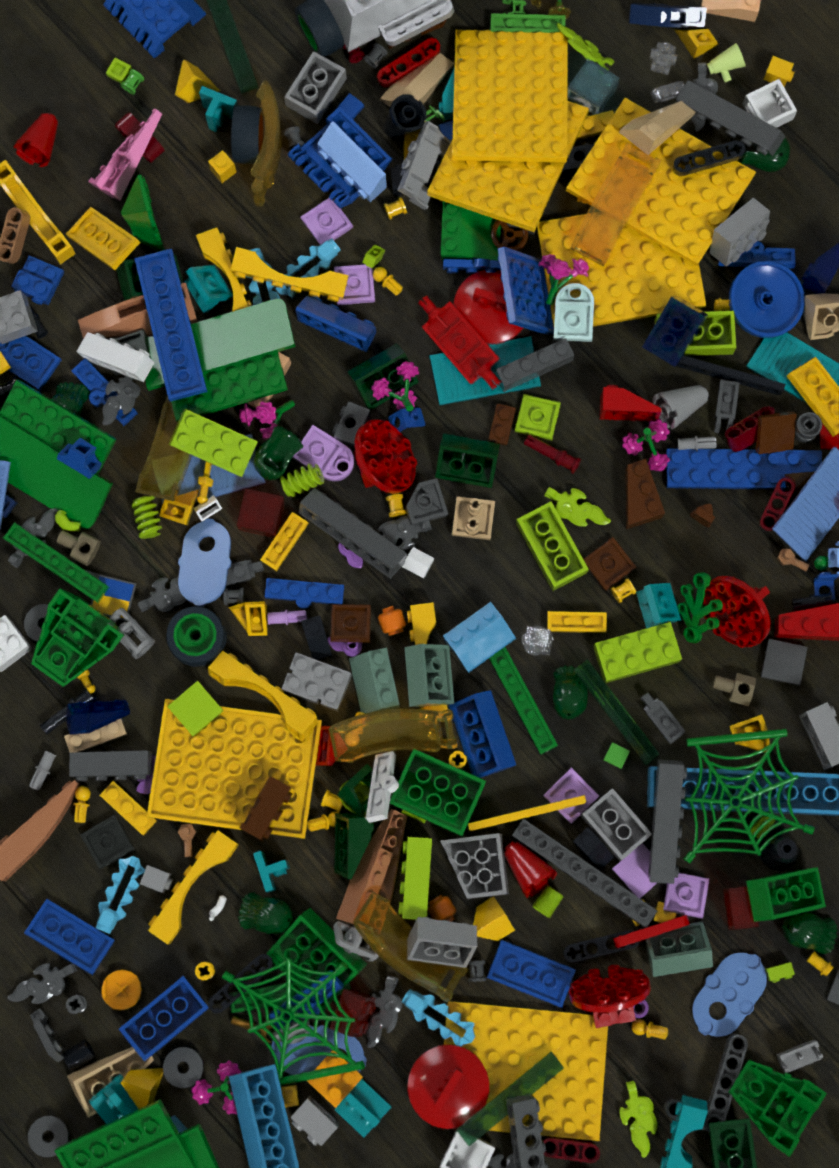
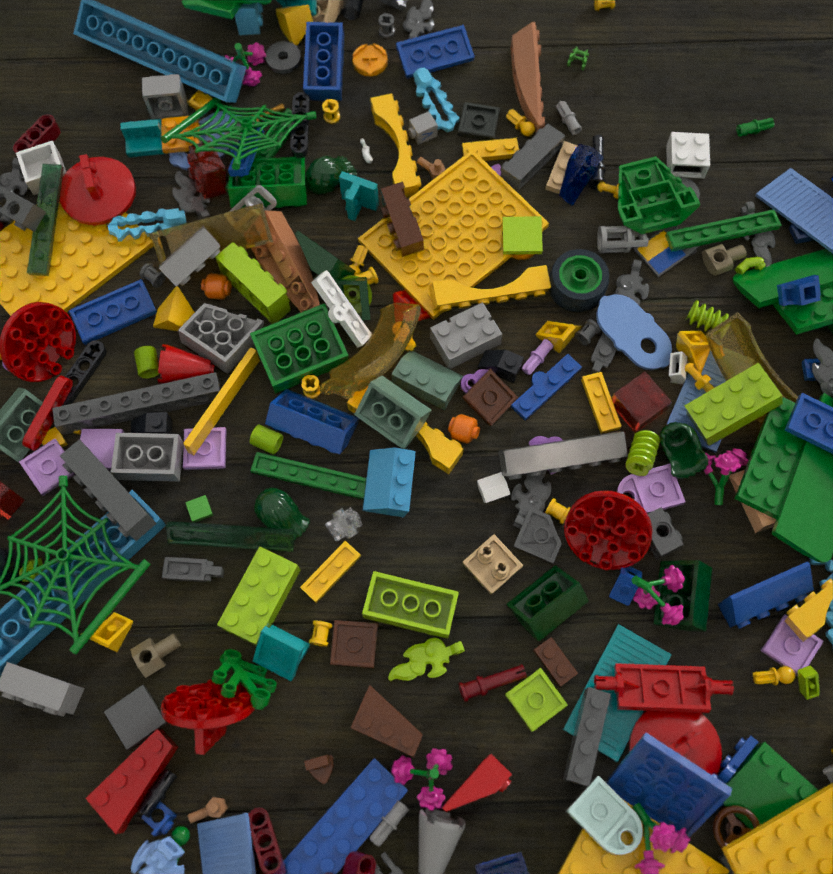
camera: 130 degrees right, 10 degrees down
(526, 754) = (266, 439): none -> lime piece

